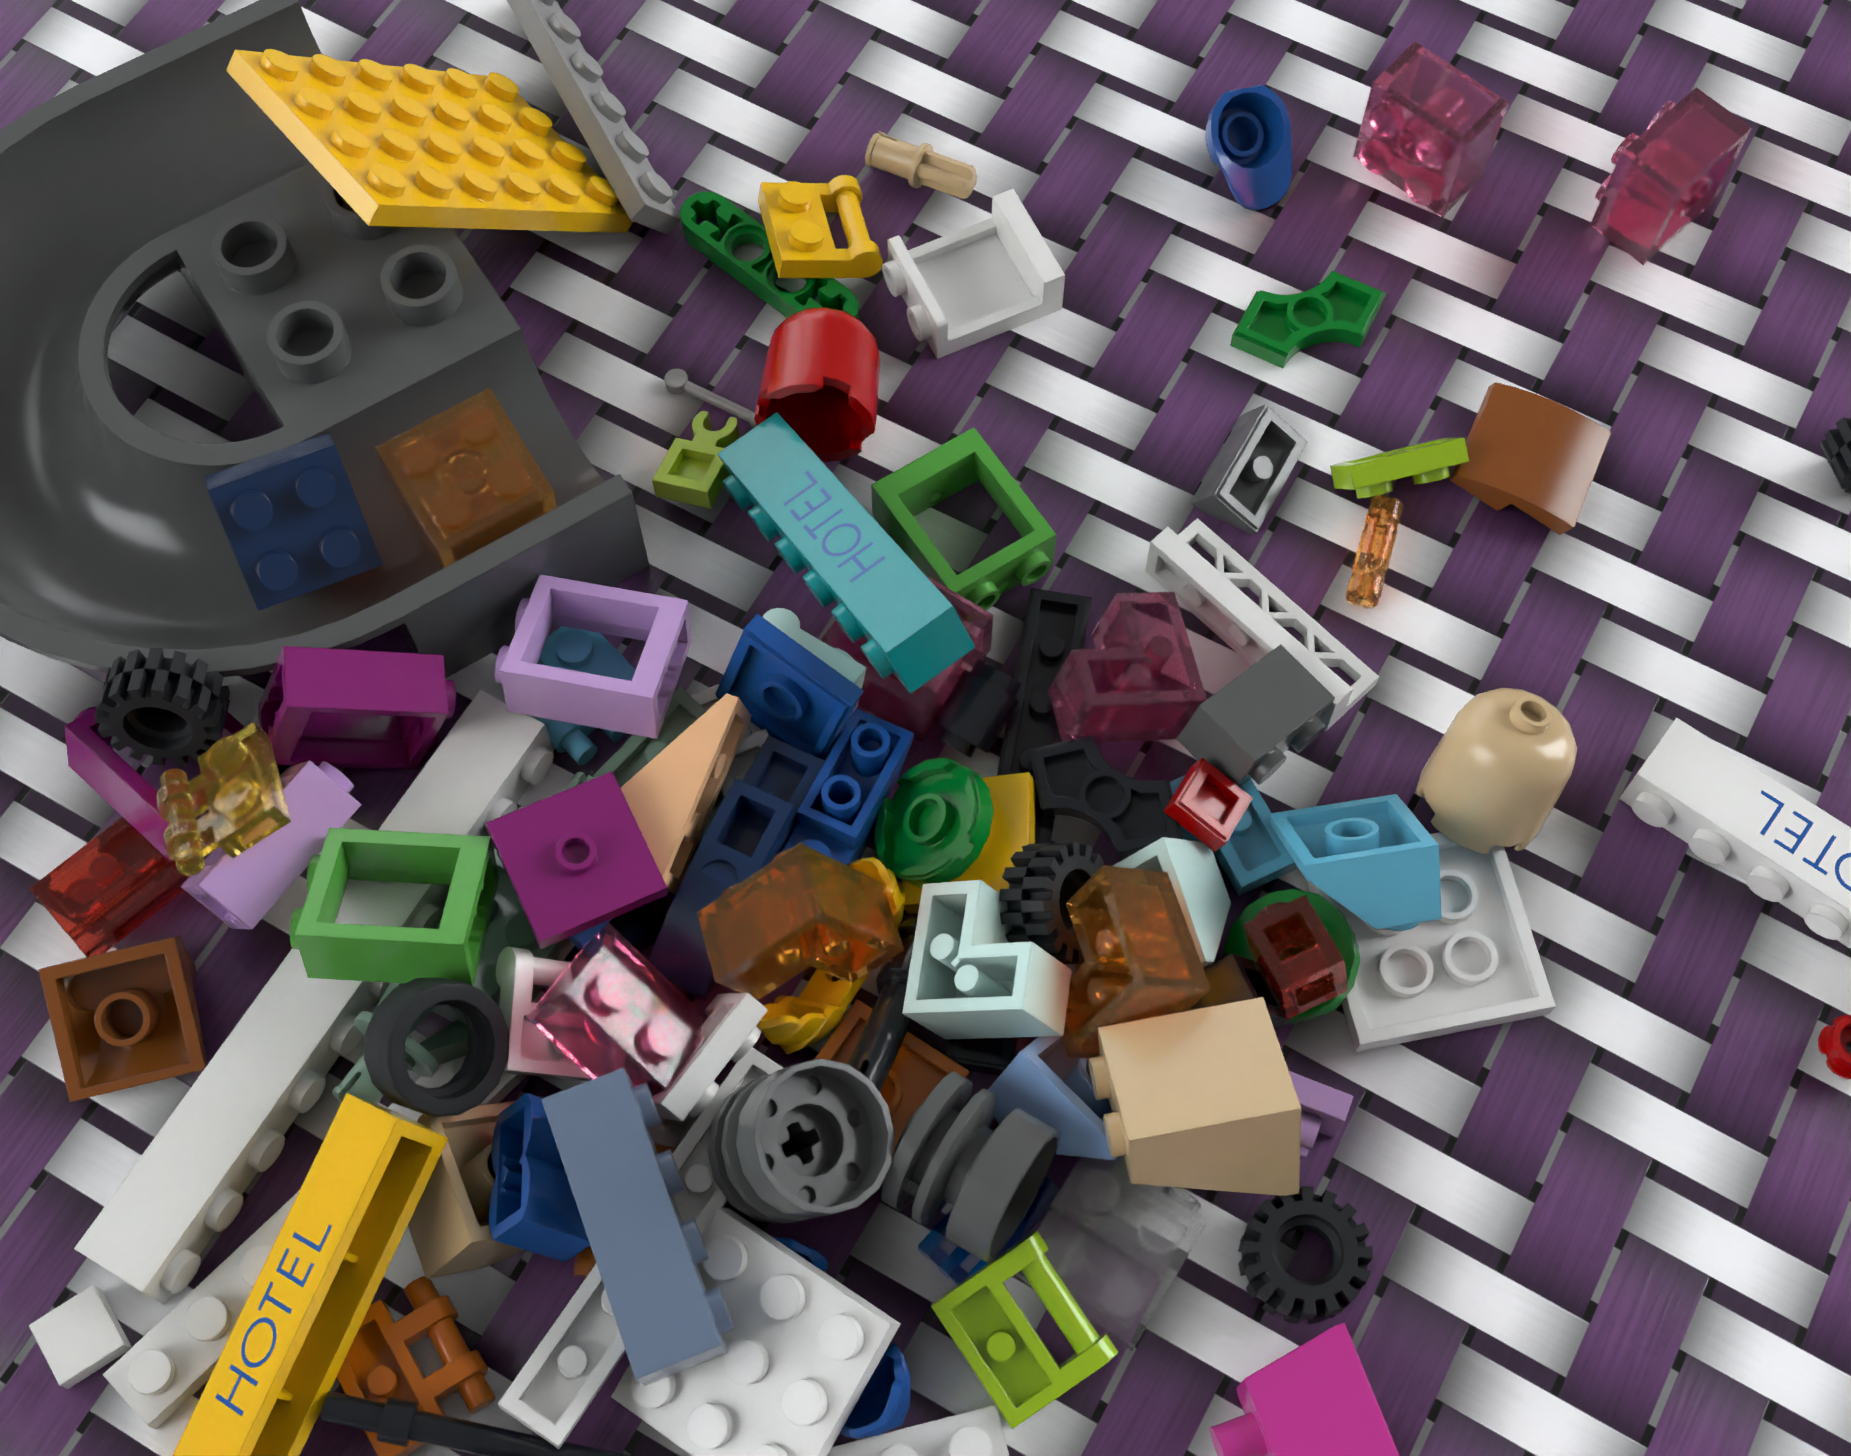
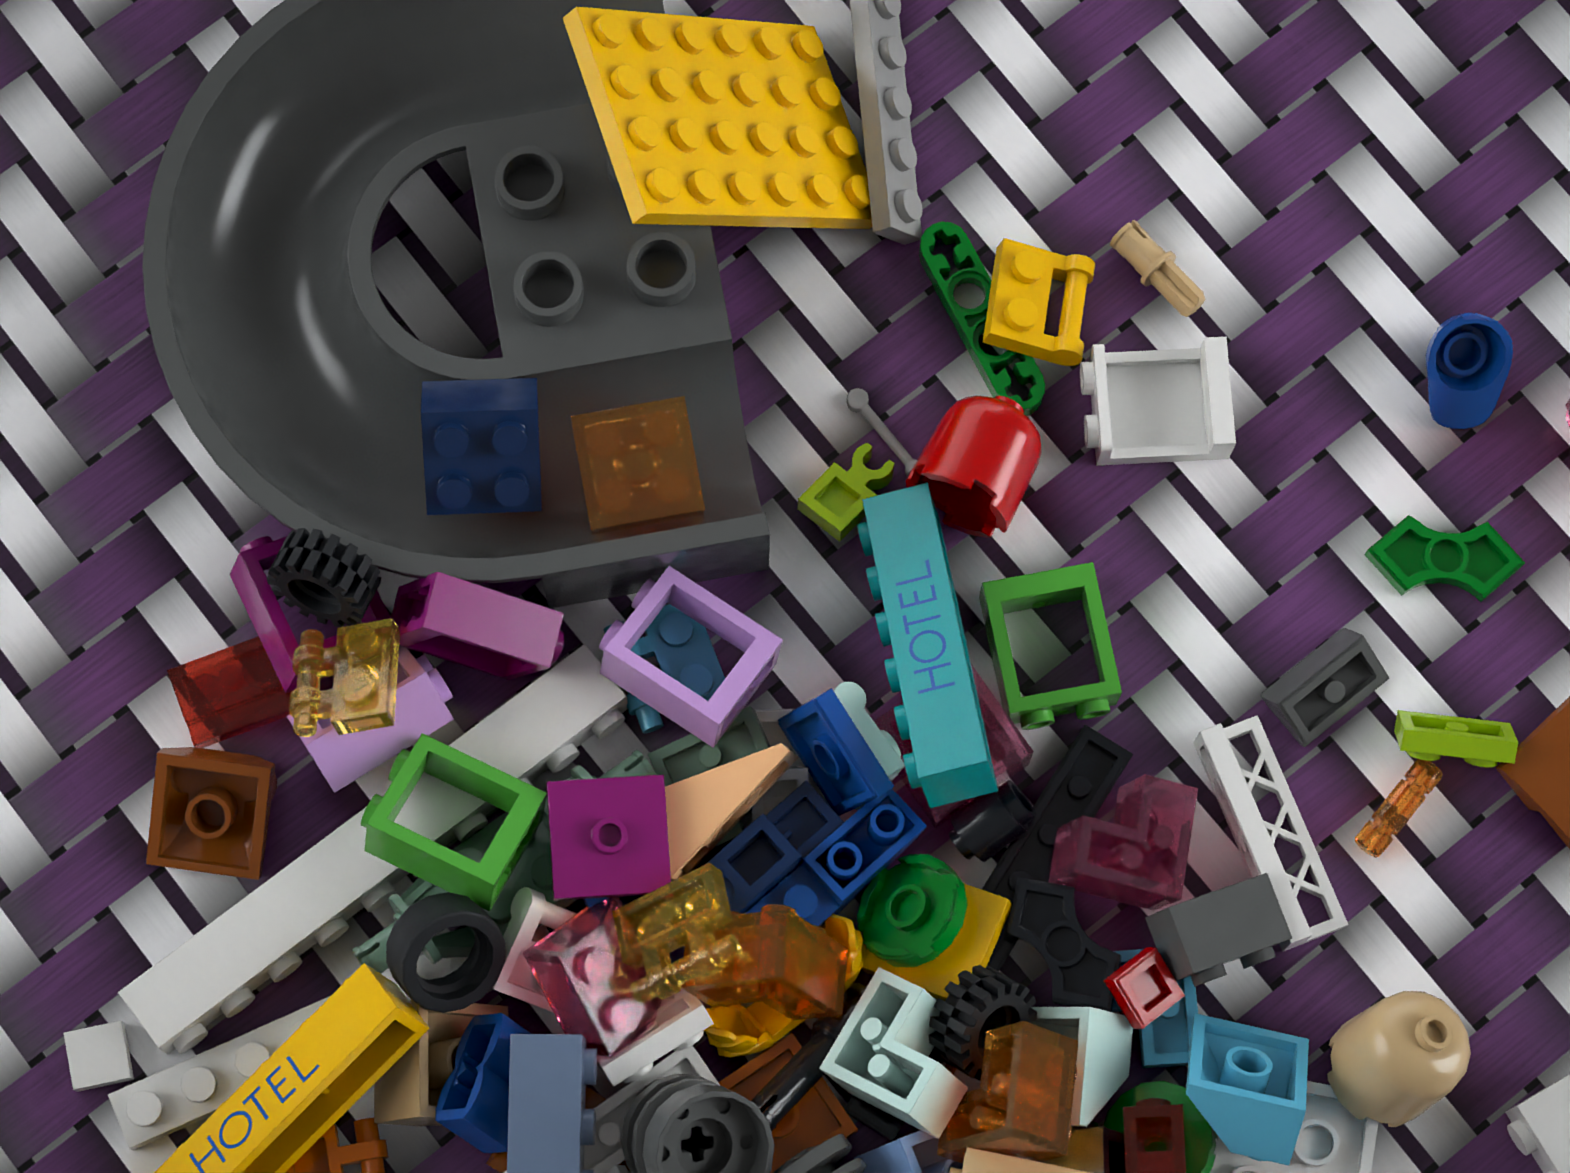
camera: 20 degrees right, 10 degrees up
(677, 912) = (669, 919): none -> clear yellow plate

